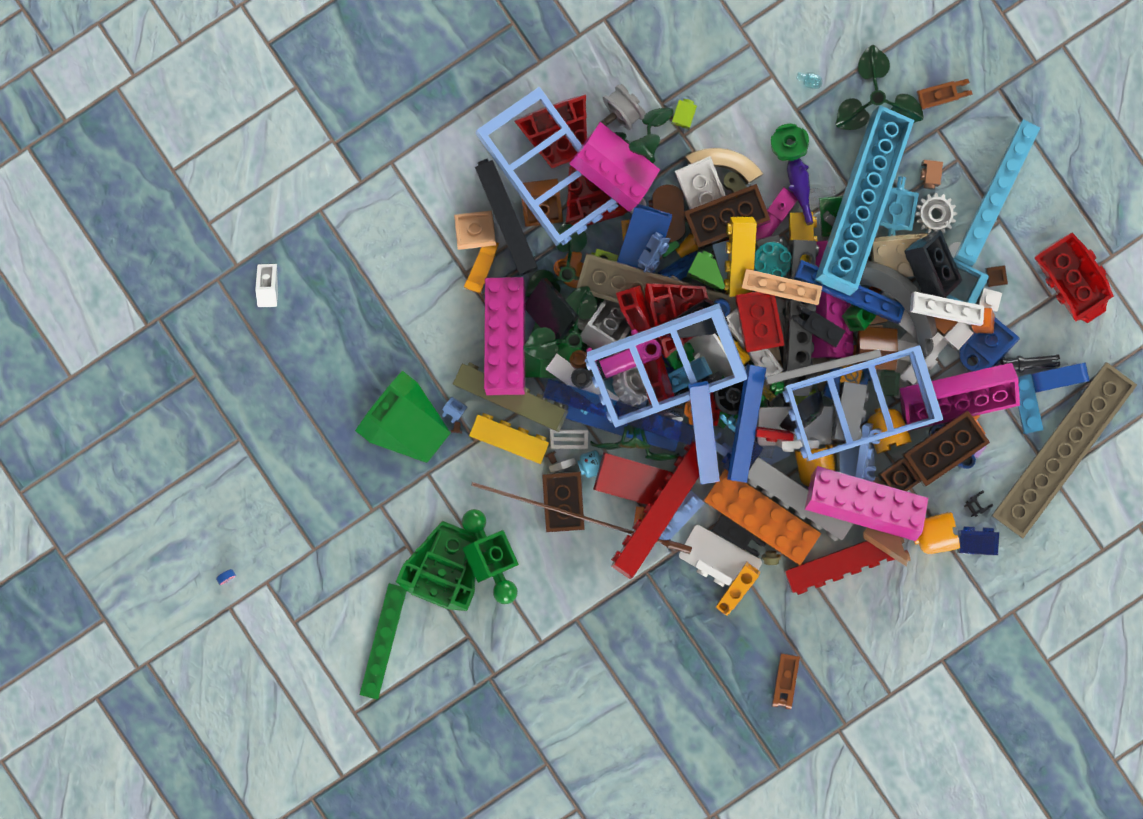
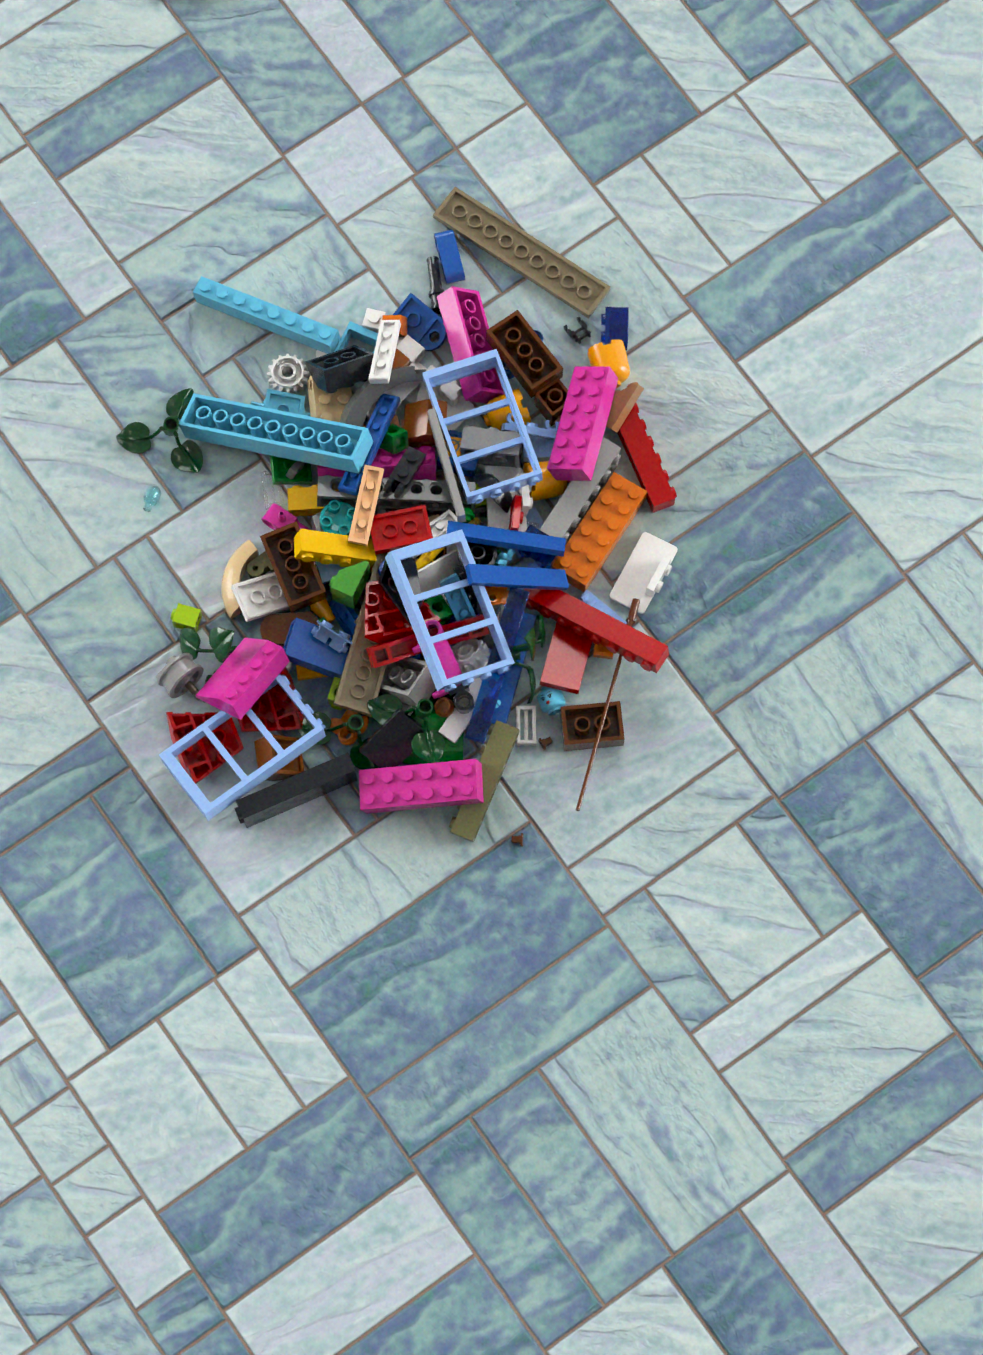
camera: 90 degrees left, 15 degrees down
(226, 577) = (686, 1075): blue tile -> none
(267, 285) = (371, 1040): white slope -> none
(383, 641) = (745, 908): green plate -> none
(404, 421) = (513, 891): green wedge -> none
(440, 569) = (667, 845): green wedge -> none
(454, 408) = (498, 840): medium blue tile -> none
(475, 230) = (309, 824): light nougat tile -> none
(481, 268) = (347, 817): light orange leg -> none
(490, 556) = (651, 797): green brick -> none
(509, 439) = (528, 783): yellow brick -> none
(562, 465) = (554, 730): white tile -> none
(736, 534) = (617, 557): black hinge -> none
(738, 588) = (680, 557): light orange leg -> none
(771, 557) = (640, 523): olive plate -> none
(786, 680) = (764, 506): dark orange plate -> none
(789, 152) = (223, 520): green plate -> none
(800, 186) = (260, 502): dark purple piece -> none
(889, 382) = (456, 407): clear green brick -> none
(931, 174) = (247, 379): nougat brick -> none
(942, 94) = (166, 372): dark orange hinge -> none
(997, 276) = (348, 315): reddish brown tile -> none
(1028, 408) = (486, 284): dark azure plate -> none
(1075, 277) = (347, 242): red slope -> none

